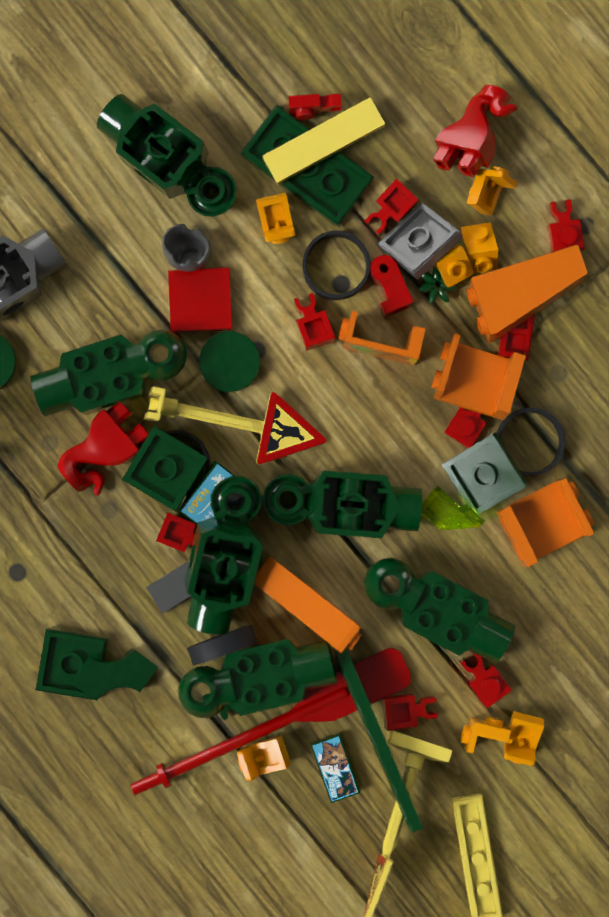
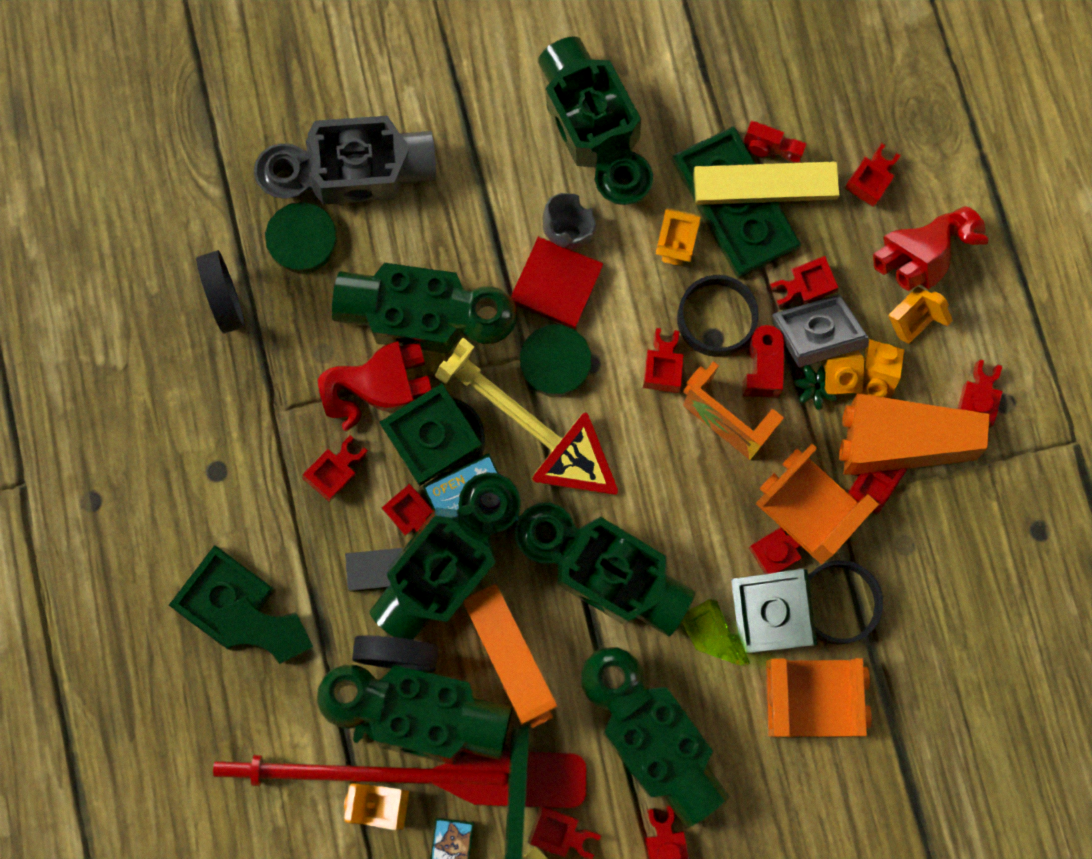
camera: 25 degrees right, 10 degrees down
(104, 531) = (332, 472): none -> red plate
(403, 95) = (872, 177): none -> red plate

